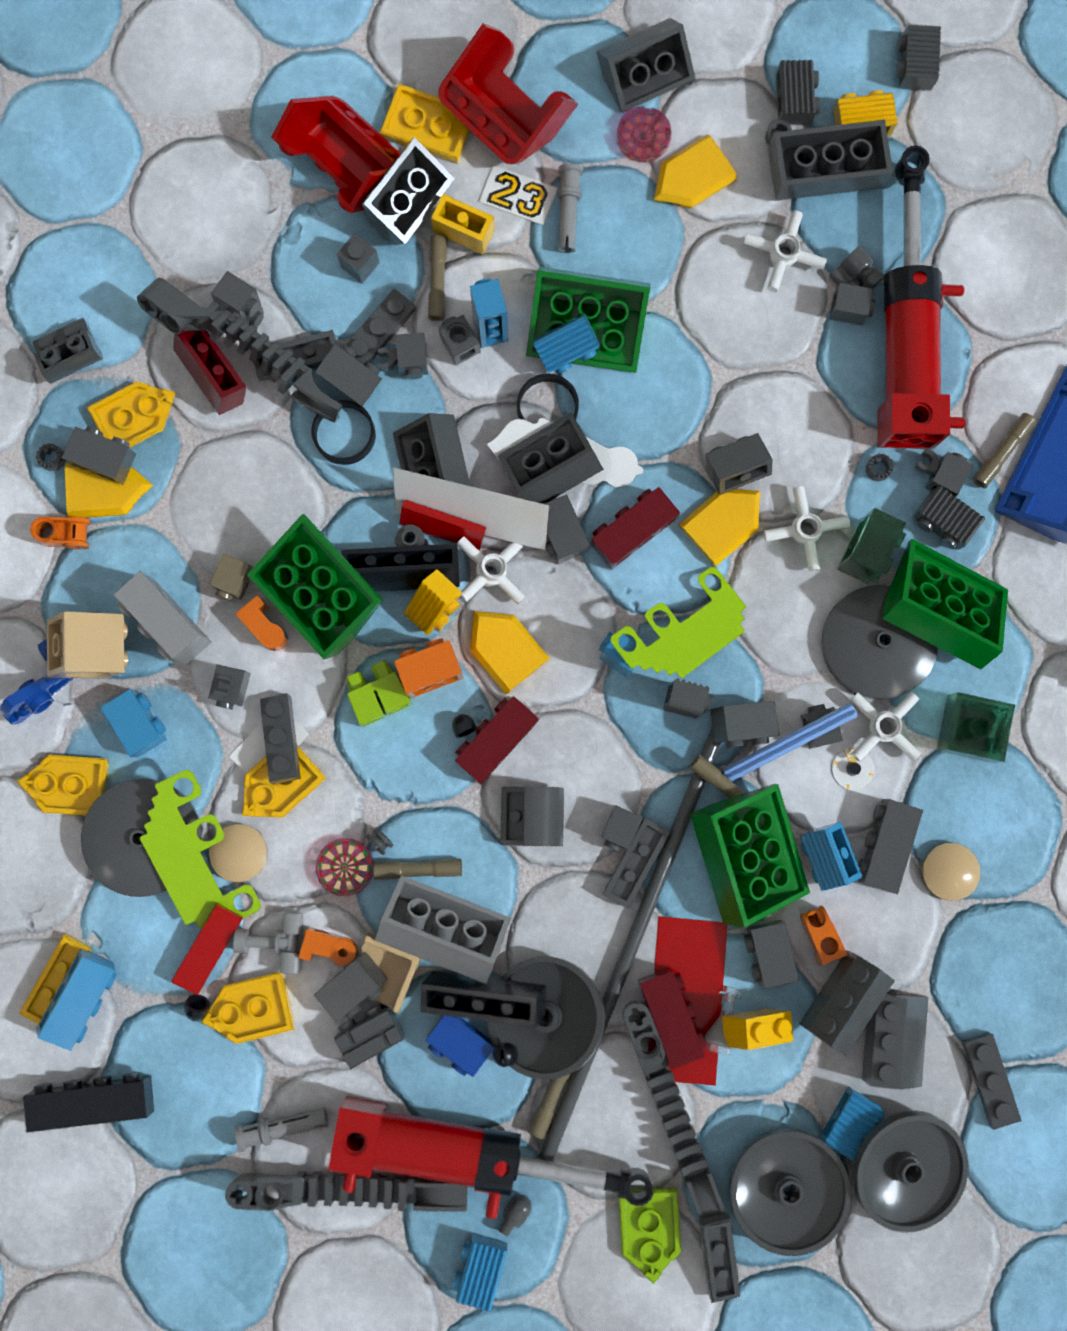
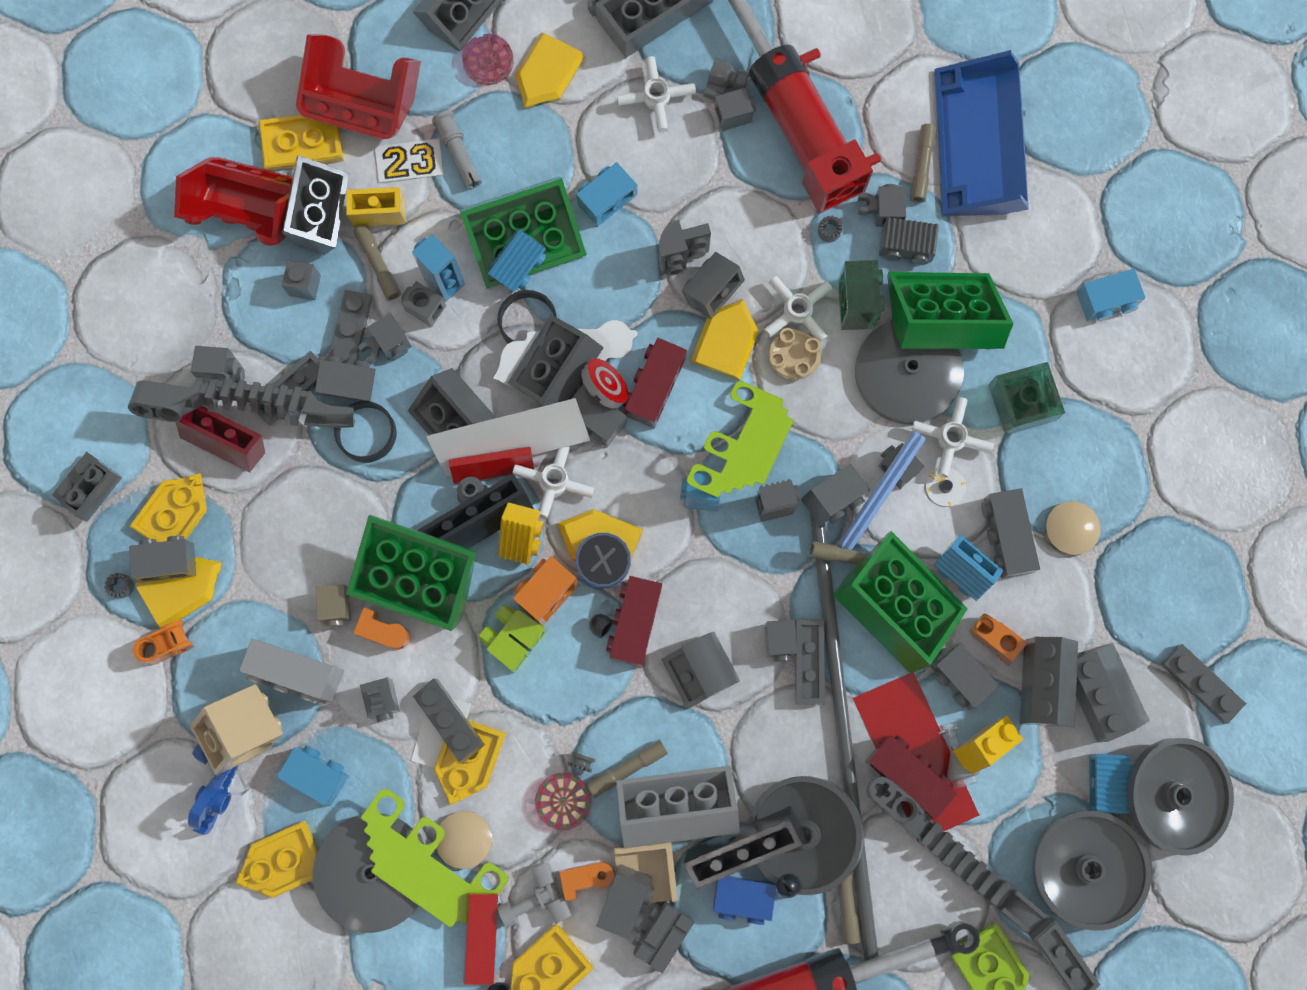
camera: 25 degrees left, 5 degrees down
(497, 668) = (603, 560): none -> black tile
(586, 503) = (605, 382): none -> tile
(686, 323) = (606, 193): none -> dark azure brick
(725, 408) = (680, 244): none -> dark grey brick
(780, 569) = (794, 354): none -> tan dish

